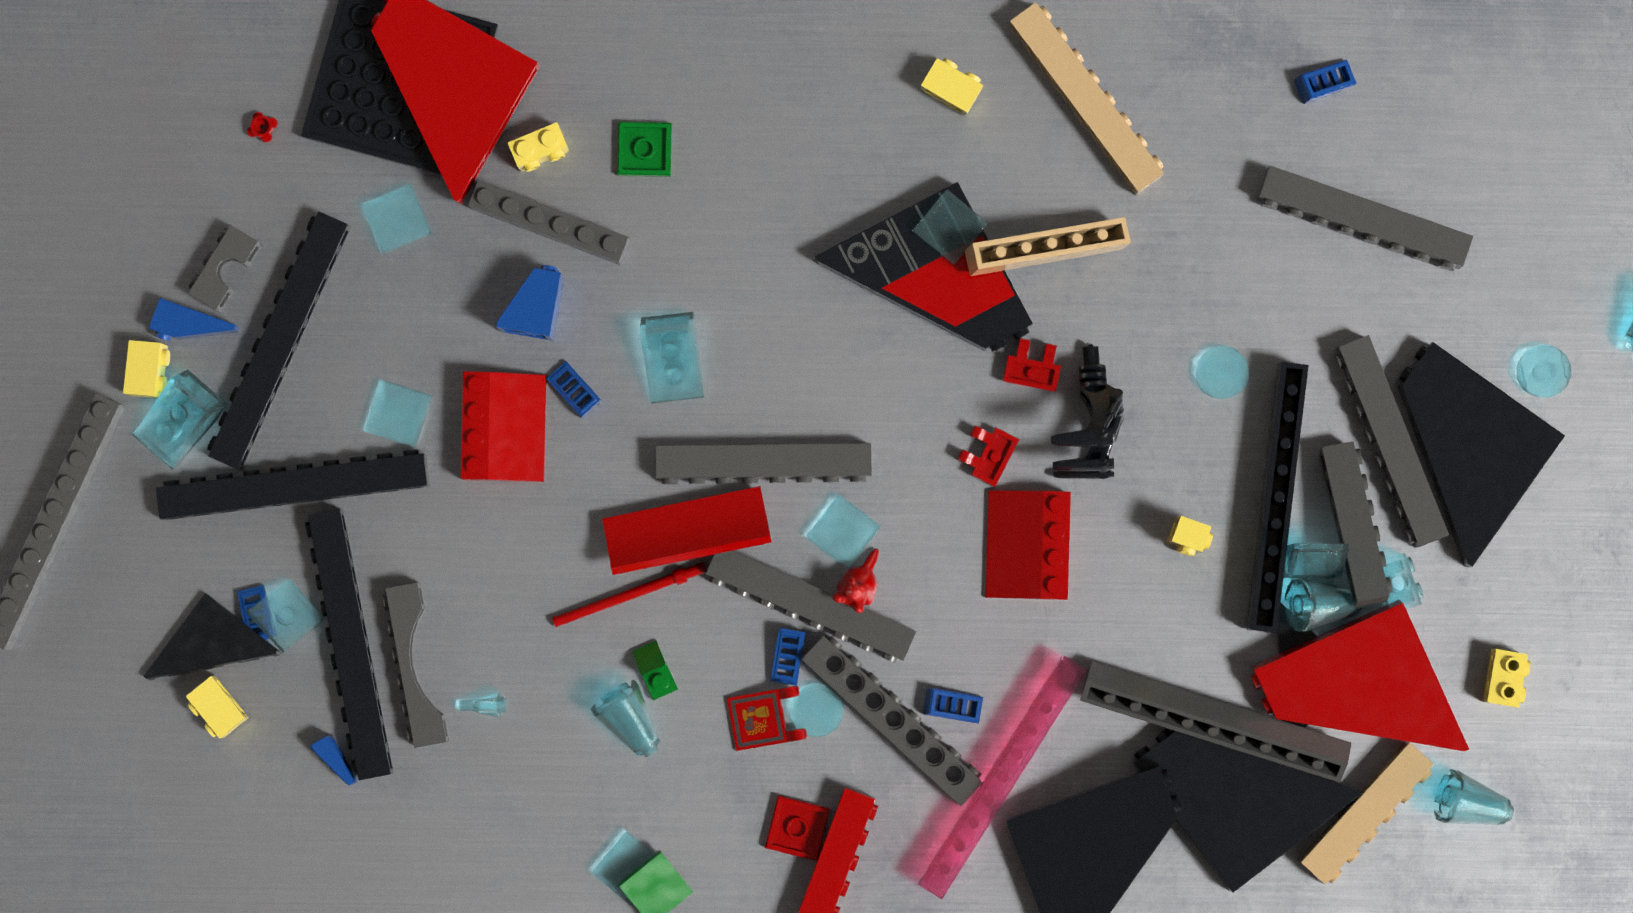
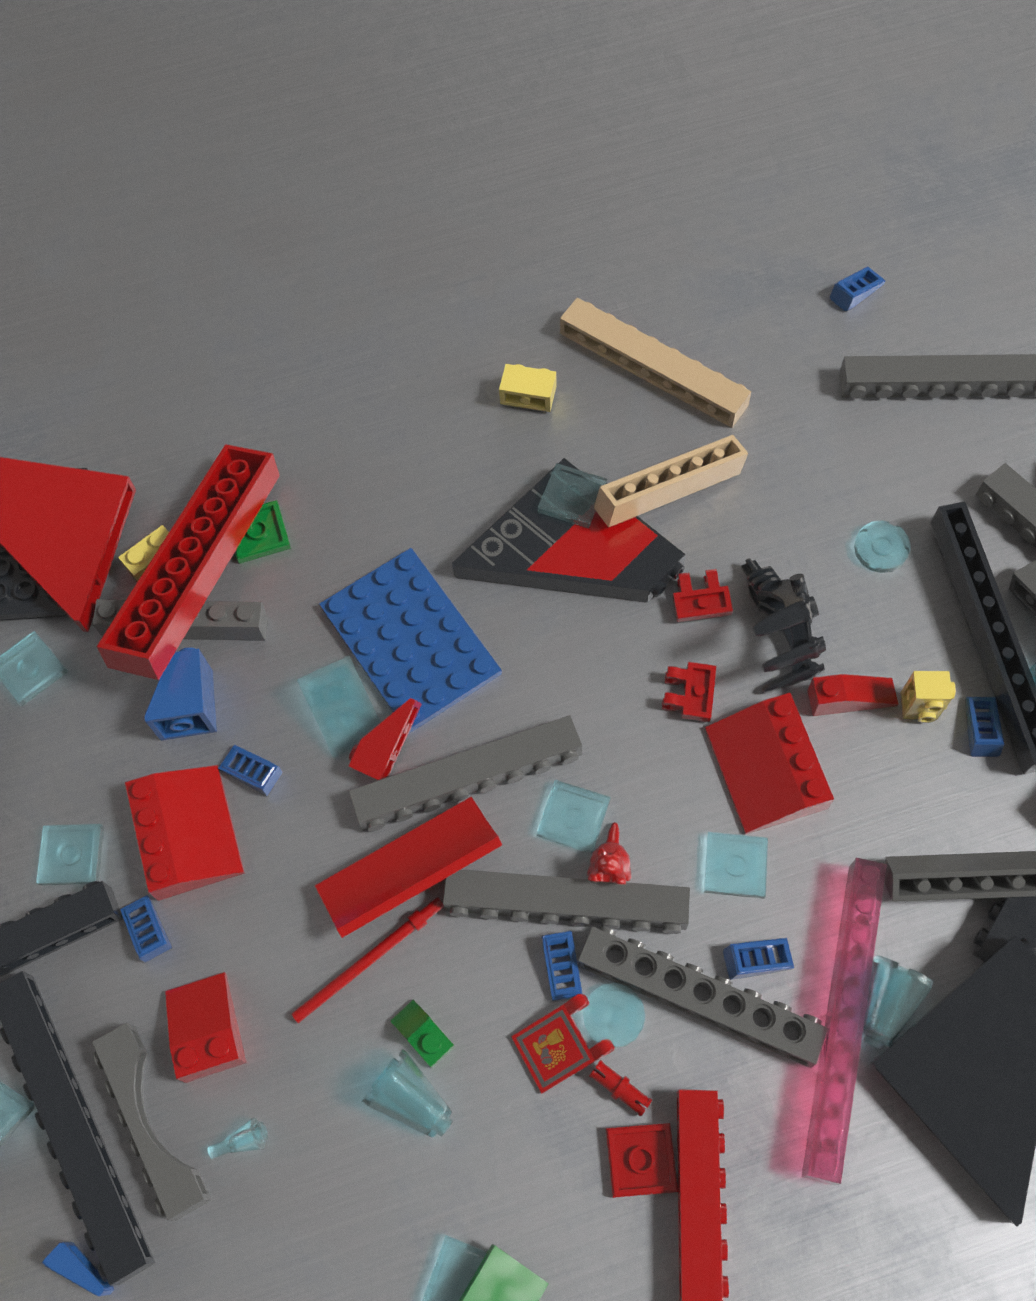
camera: 15 degrees left, 20 degrees down
(451, 524) = (154, 949): none -> blue slope
(477, 603) = (203, 1029): none -> red slope
(578, 175) = (188, 563): none -> red brick
(694, 414) = (381, 746): none -> red slope
(753, 311) = (410, 638): none -> blue plate
(800, 769) = (620, 1088): none -> red pin
(966, 621) = (736, 865): none -> clear light blue tile
(1043, 777) = (892, 1000): none -> clear light blue cone
(1130, 507) = (850, 693): none -> red slope
(1223, 595) = (984, 743): none -> blue slope

